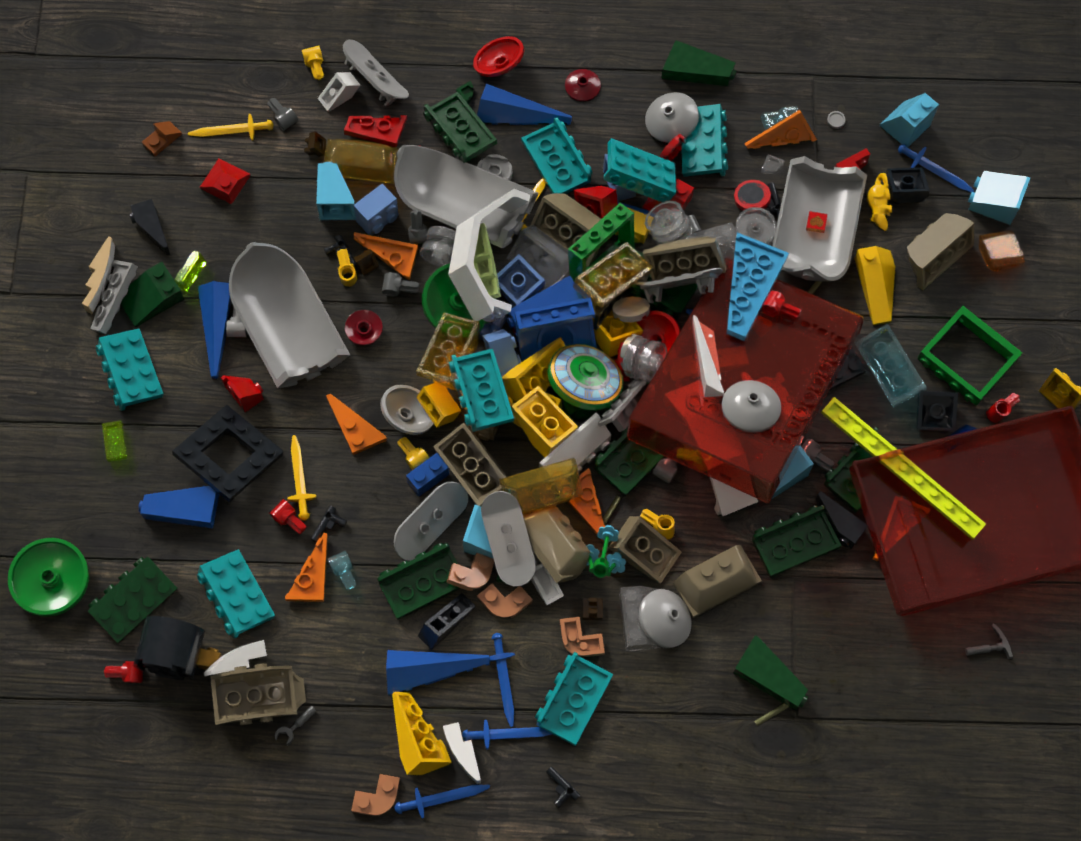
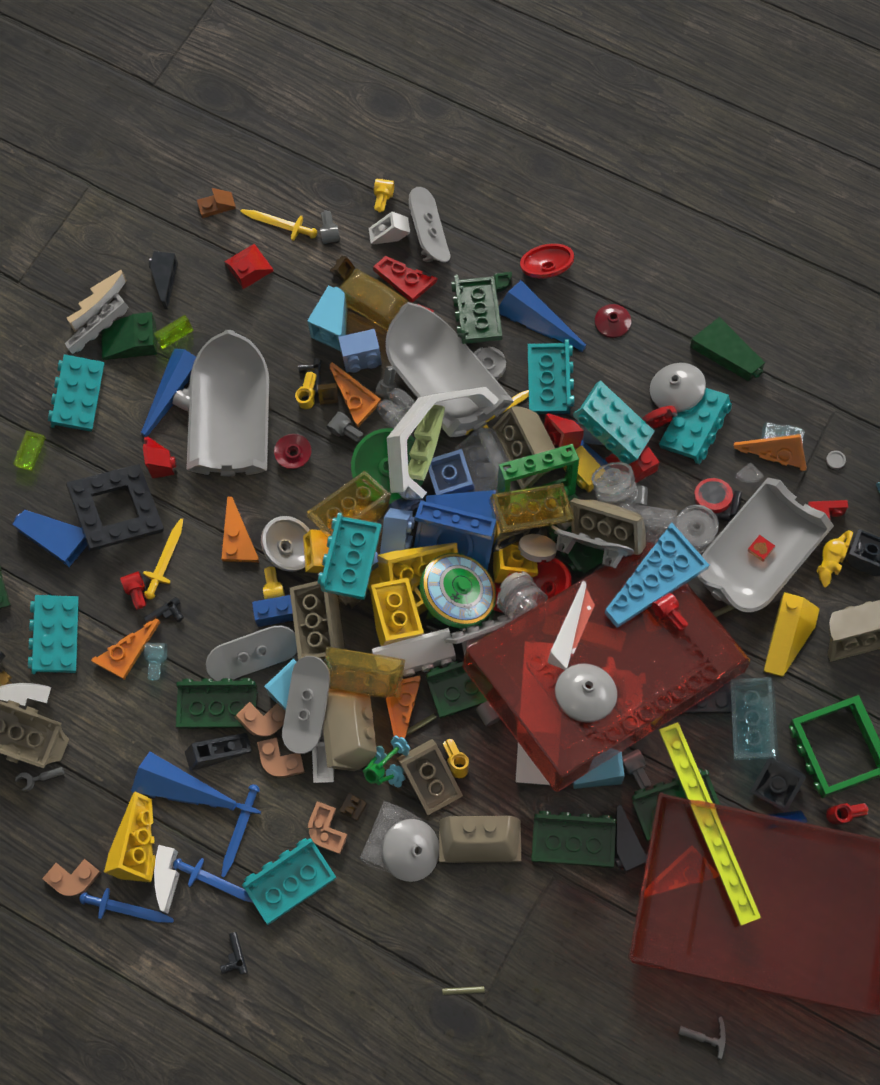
camera: 35 degrees right, 0 degrees up
(770, 674) = (478, 950): dark green slope -> none

